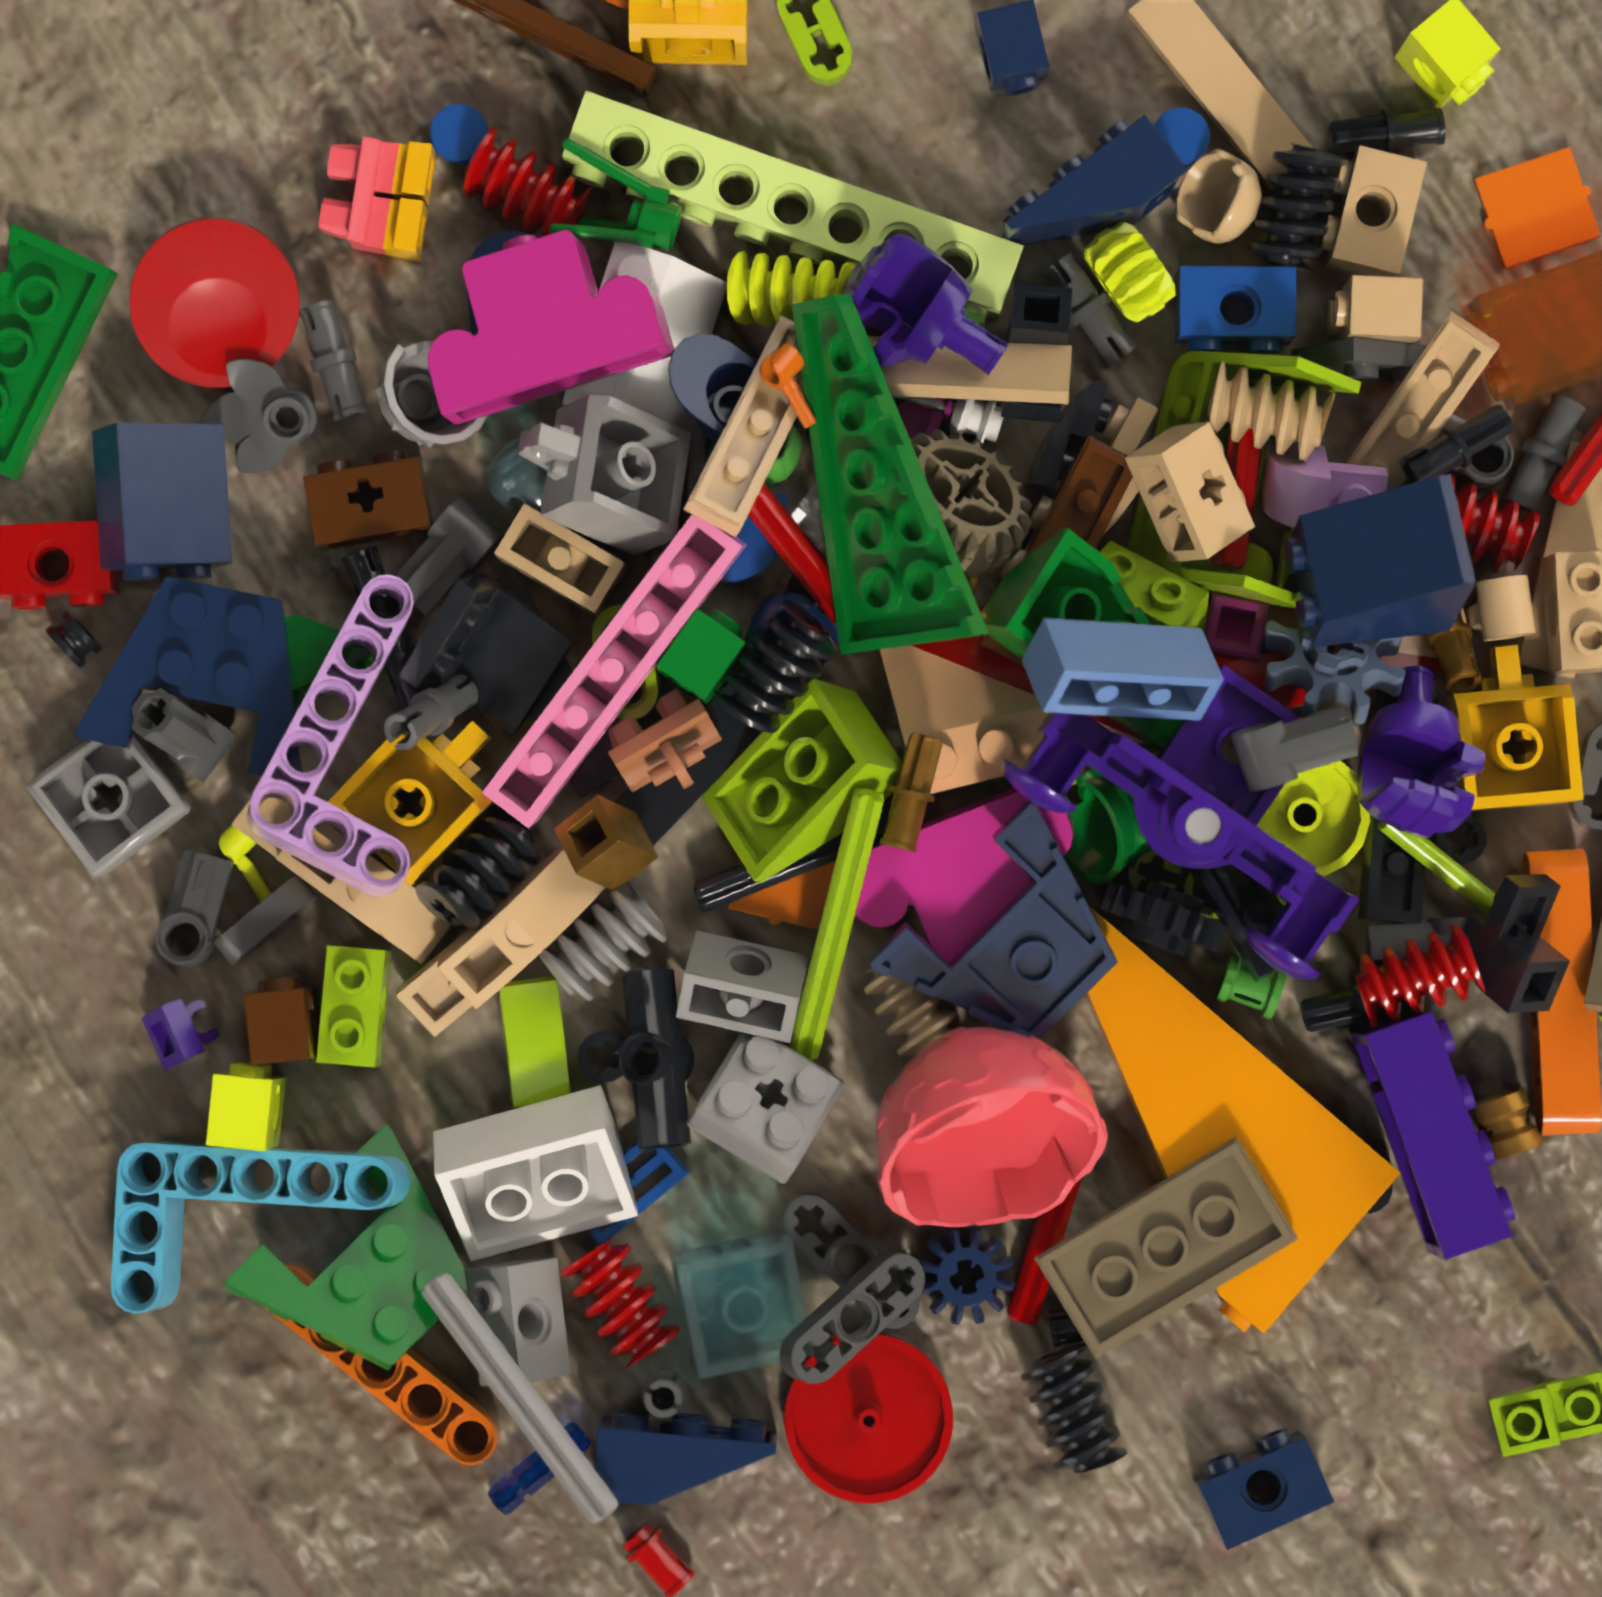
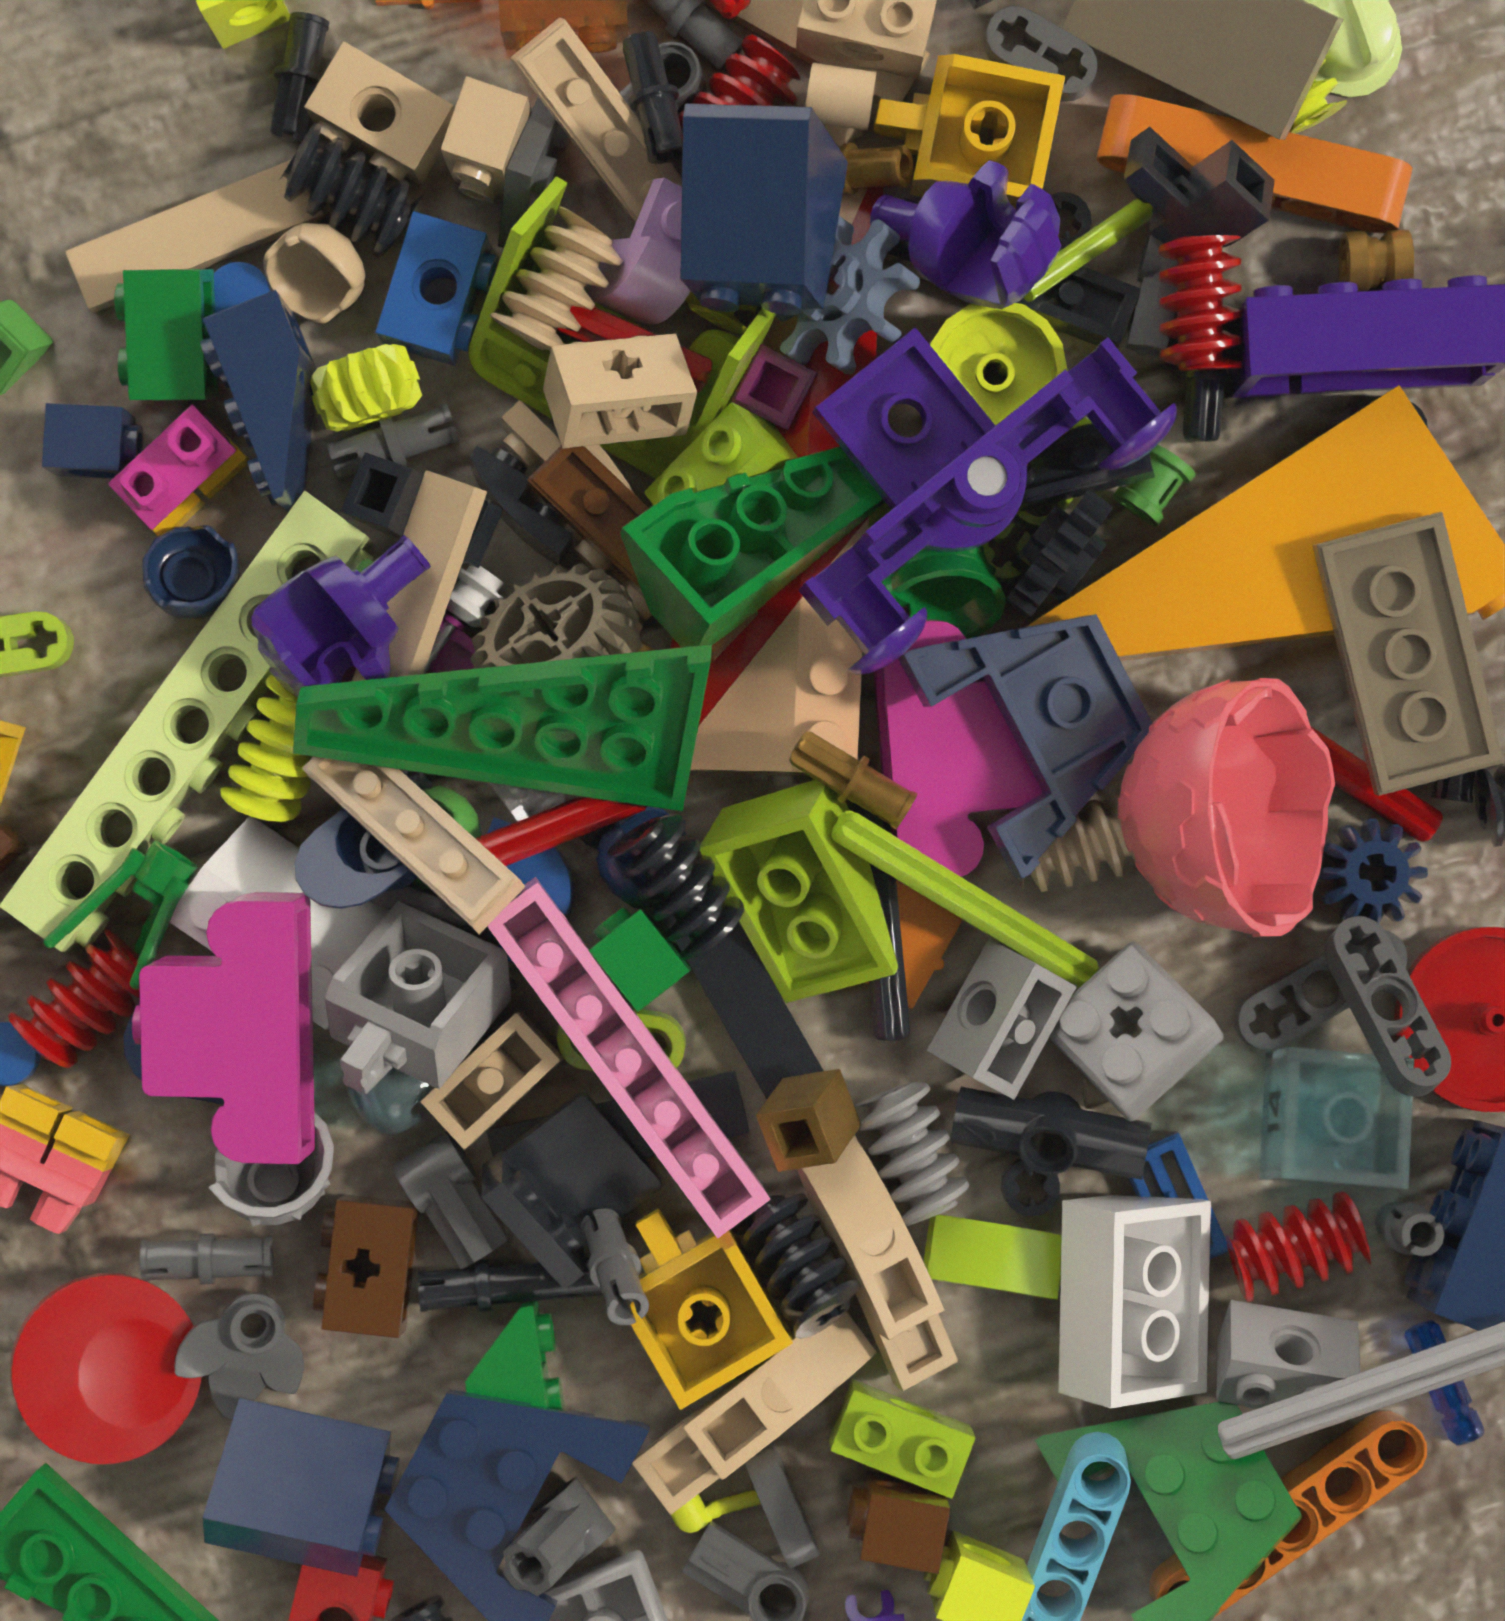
camera: 65 degrees left, 0 degrees up
(325, 739) = (612, 1388): lavender beam -> none
(666, 746) = (724, 1026): nougat hips -> none
(778, 373) = (362, 788): orange hand -> none
(924, 167) = (190, 571): none -> dark blue hair
(1001, 122) = (166, 473): none -> dark pink hips
(1122, 669) = (791, 514): medium blue brick -> none
(1125, 84) = (164, 333): none -> green brick
(1278, 750) = (925, 378): dark grey piece -> none

